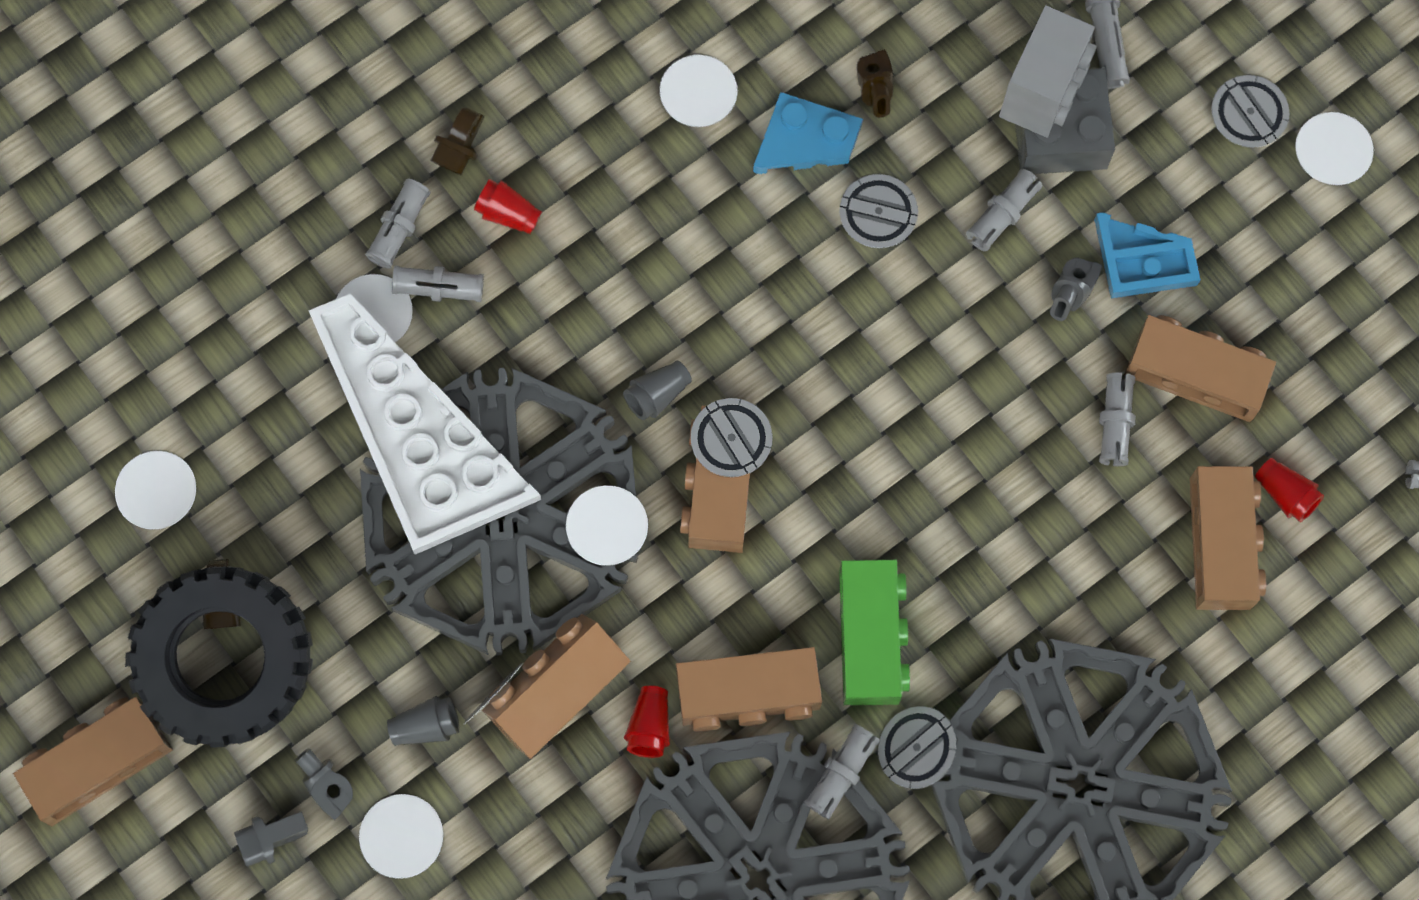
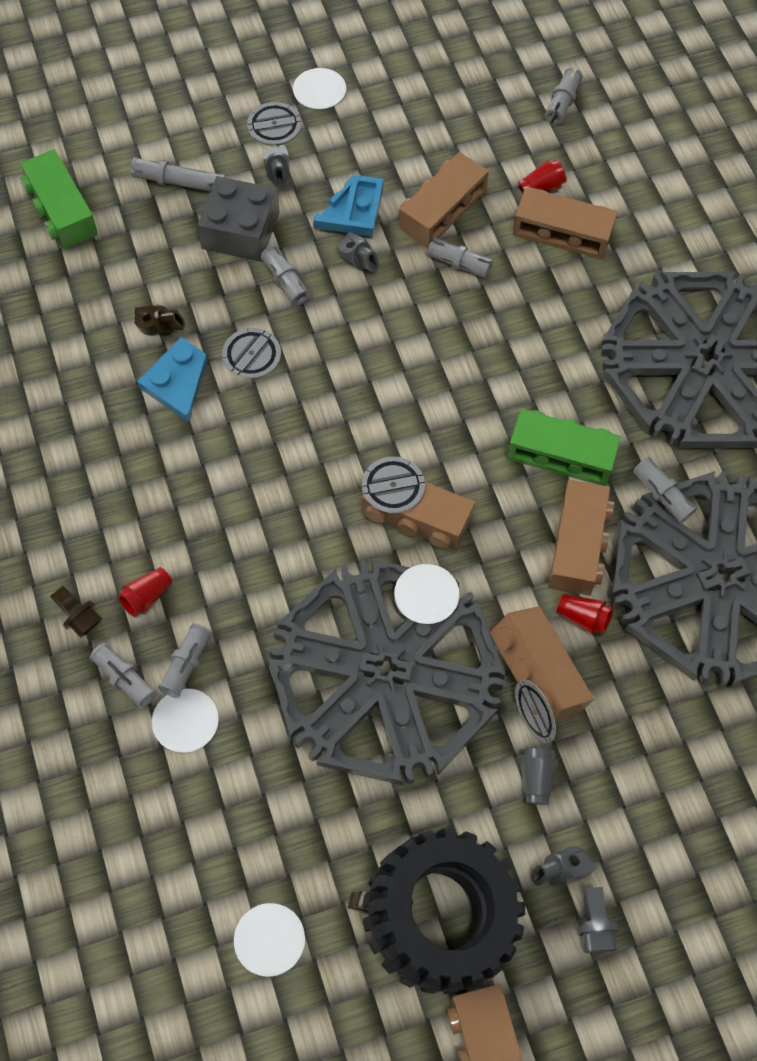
camera: 70 degrees left, 10 degrees down
(401, 836) = (619, 824): white sticker -> none
(425, 448) = (316, 704): white wing -> none
(656, 390) = (332, 532): dark grey cone -> none
(698, 90) = (108, 438): white sticker -> none
(917, 747) = (655, 438): light grey sticker -> none
(1049, 72) = (213, 191): light grey brick -> none
(1174, 138) = (277, 165): none -> dark grey piece

